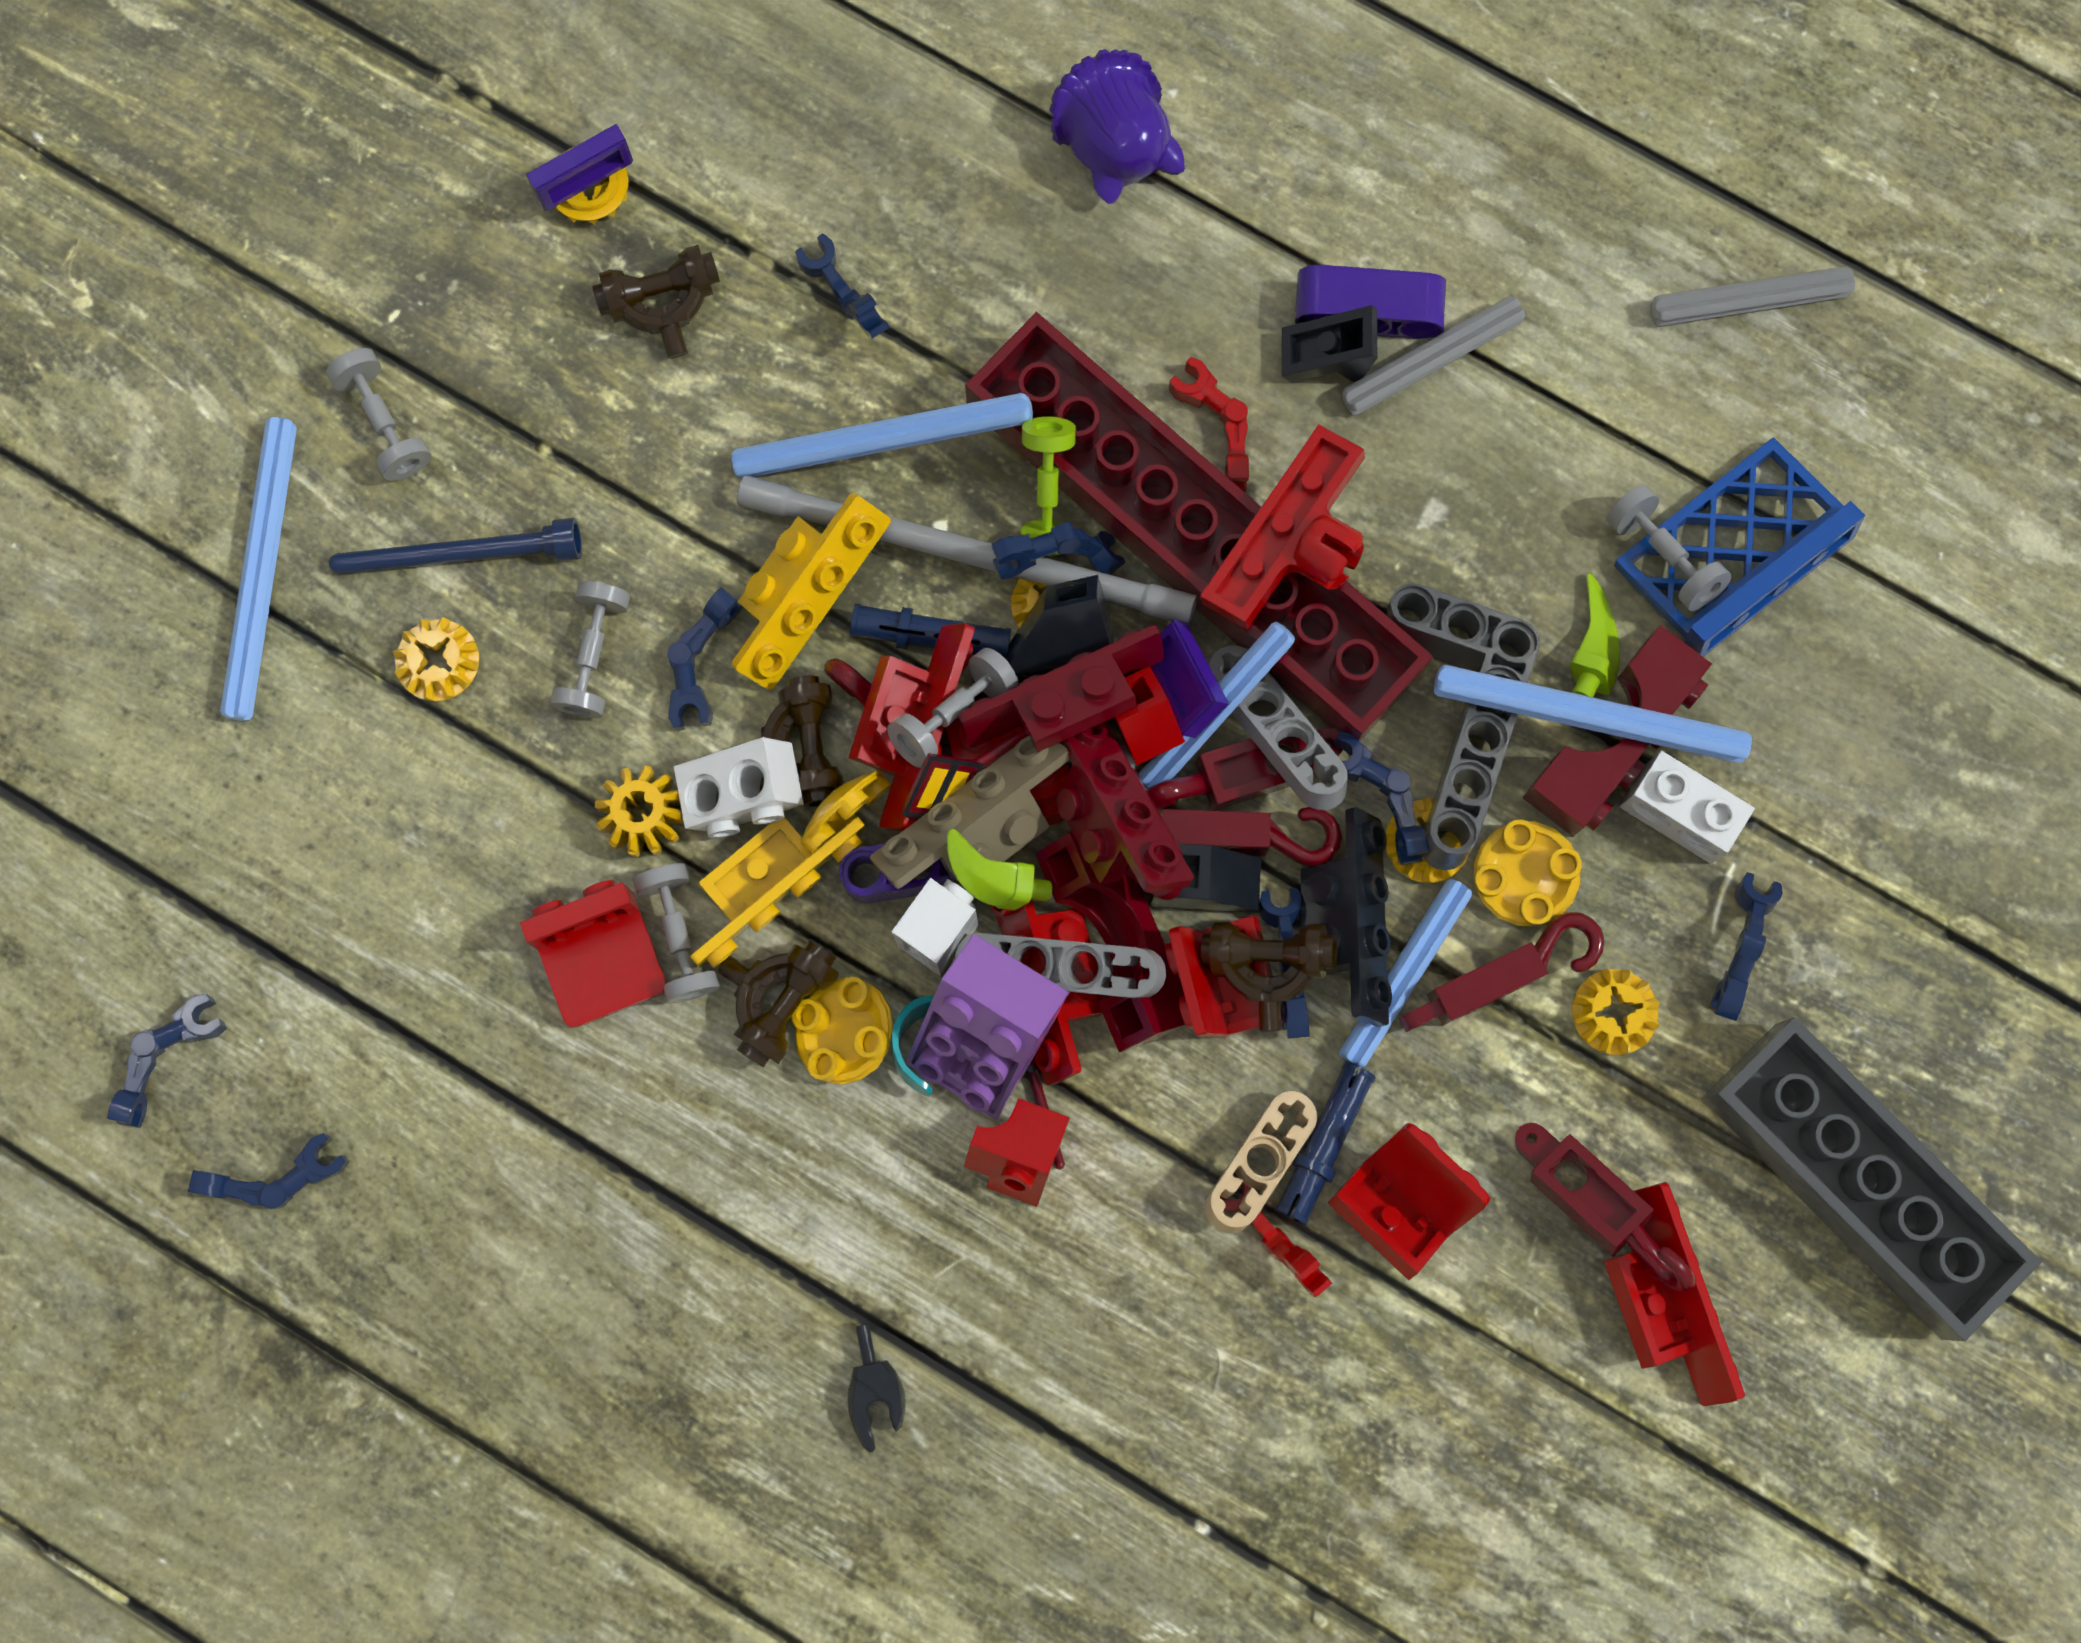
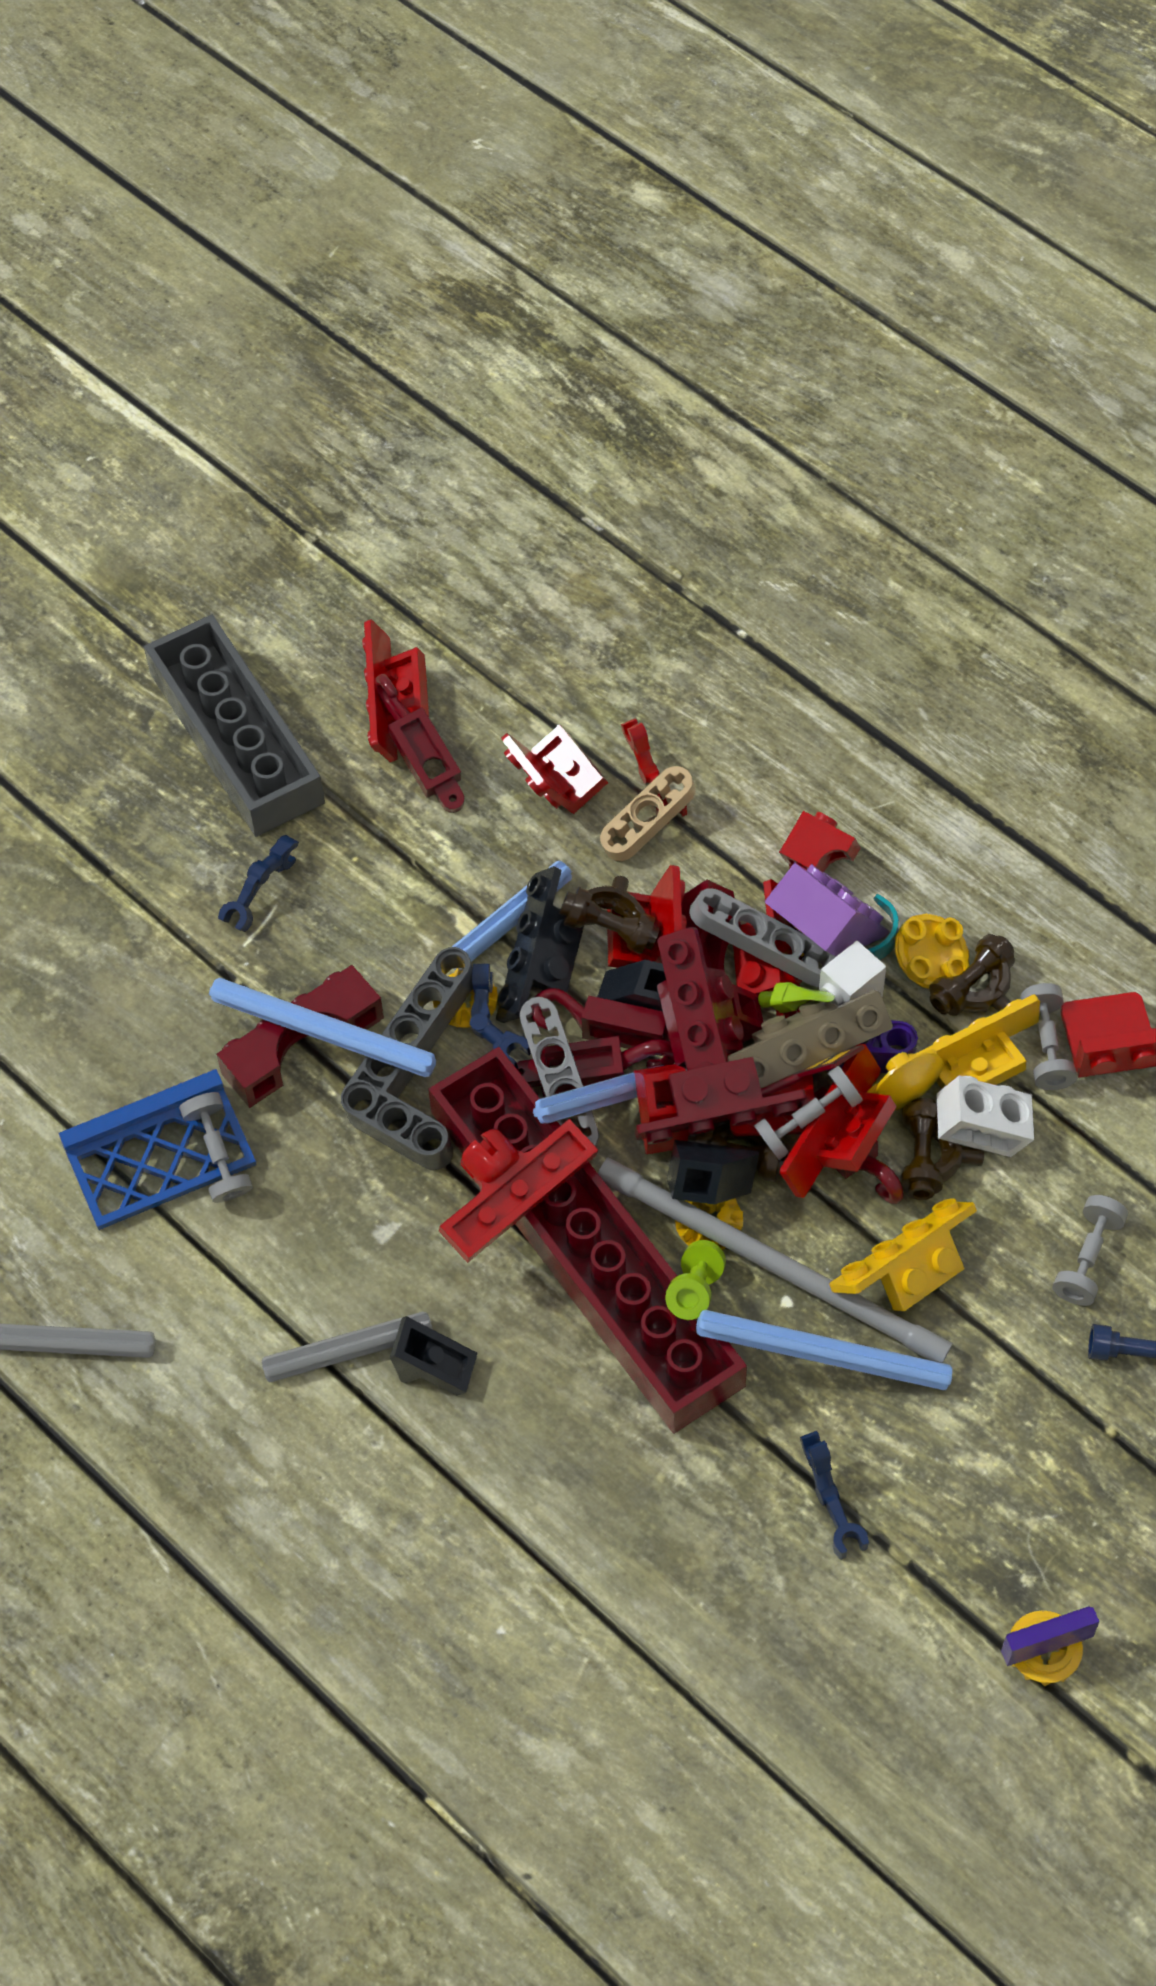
camera: 165 degrees left, 20 degrees down
(623, 295) = (1025, 1530): dark brown piece -> none
(624, 798) = (1069, 1110): yellow gear -> none
(716, 614) = (1016, 1207): dark blue piece -> none
(873, 1383) = (949, 743): black hand -> none
(920, 630) = (823, 1216): dark blue pin -> none
(1021, 552) = (693, 1231): dark blue piece -> none
(1115, 121) = (561, 1580): dark purple hair -> none
(1188, 680) = (622, 1113): dark purple tile -> none
(1231, 412) = (526, 1335): red piece -> none
(1283, 918) = (590, 950): dark blue piece -> none
(1324, 1144) = (591, 827): dark blue pin -> none
(1406, 301) = (386, 1395): dark purple beam -> none
(1506, 973) = (445, 894): dark red piece -> none
(1527, 873) = (396, 958): yellow dish -> none
(1598, 656) = (291, 1098): lime bar -> none
(1603, 1032) = (379, 872): yellow gear -> none
(1687, 807) = (266, 966): white brick -> none

